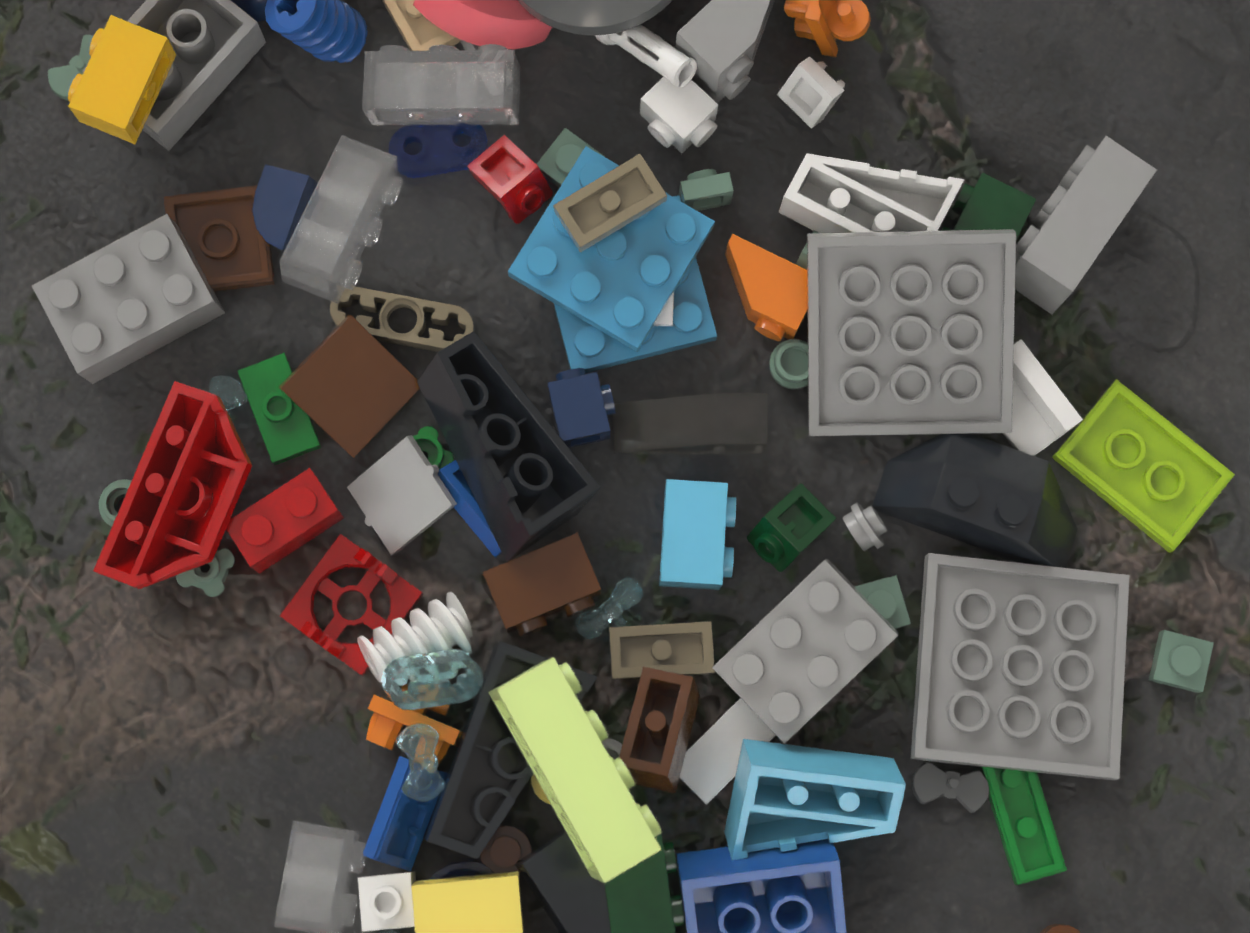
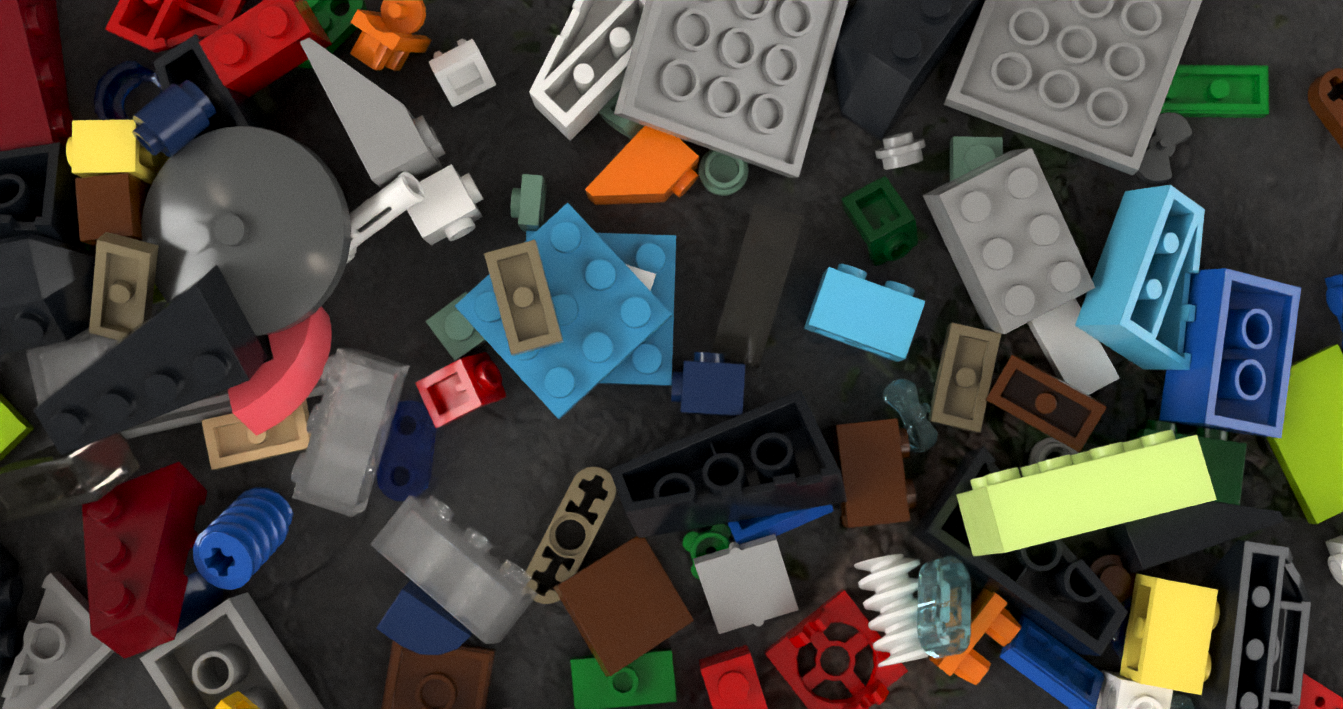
camera: 70 degrees left, 5 degrees up
(419, 744) = (1002, 637): clear light blue piece -> none

